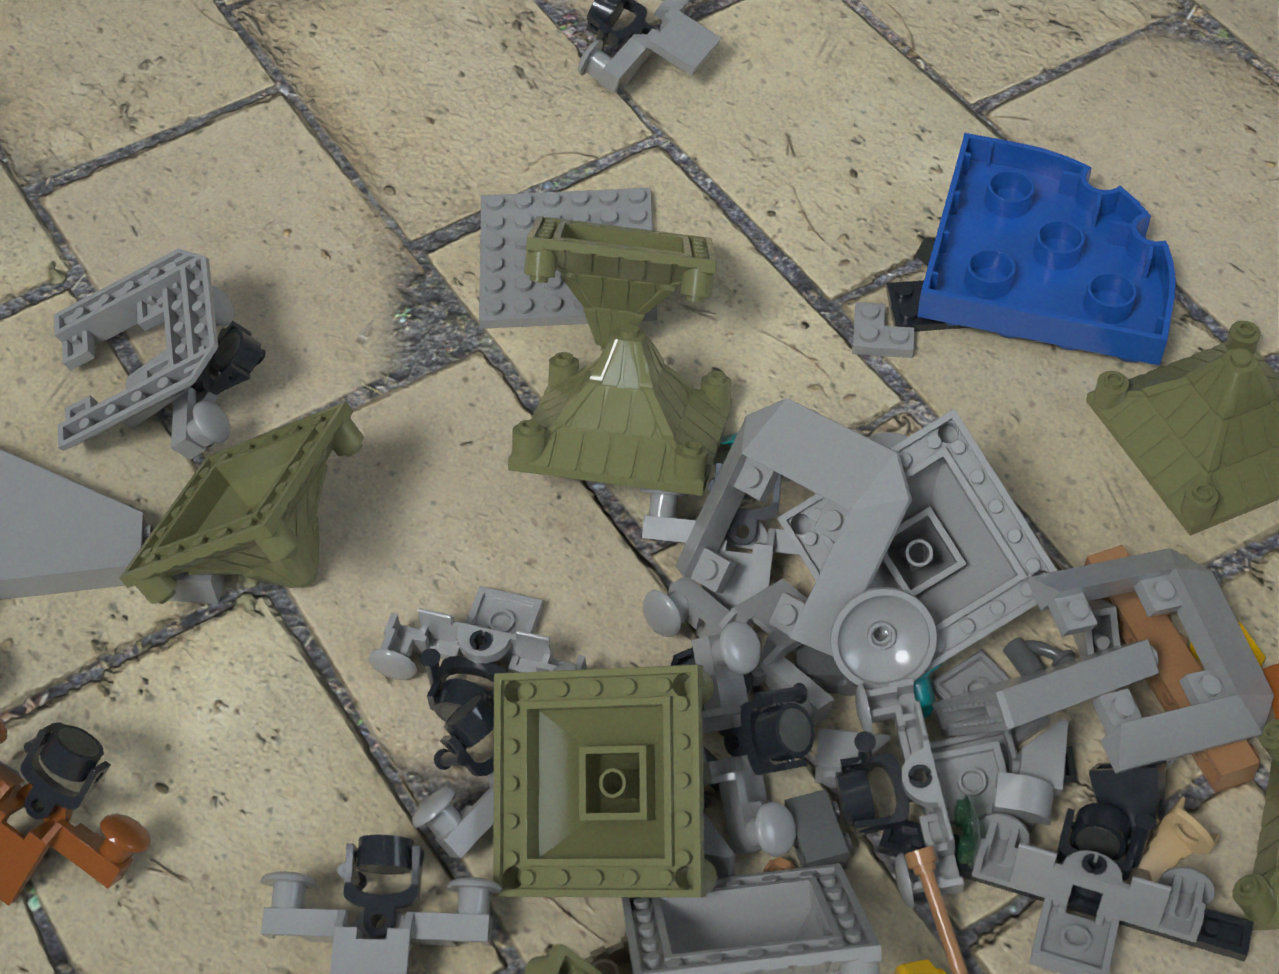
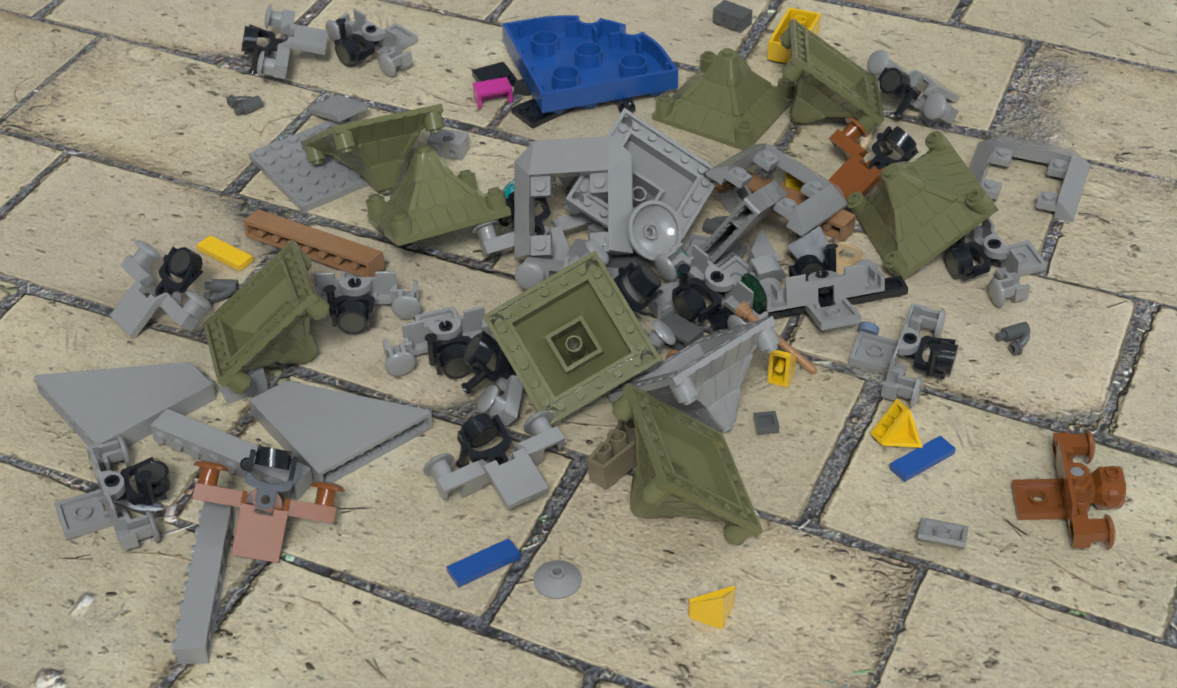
camera: 35 degrees left, 10 degrees down
(85, 689) = (214, 445): none -> light grey brick
(168, 291) = (118, 246): light grey slope -> none
(234, 725) = (334, 428): none -> light grey slope
(289, 404) = (222, 288): none -> dark grey plant
(332, 347) = (225, 253): none -> yellow tile
(442, 397) = (315, 243): none -> medium nougat brick
(451, 492) = (353, 295): none -> piece
(545, 114) = (246, 103): none -> dark grey plant
(646, 174) = (338, 108): none -> light grey tile
(748, 306) = (450, 143): none -> light grey brick
(807, 84) = (365, 33): none -> light grey piece
(874, 338) = (525, 133): light grey plate -> none
(880, 238) = (492, 89): none -> dark pink panel
(906, 215) = (494, 71): none -> black plate
(1057, 362) = (628, 104): none -> black bush

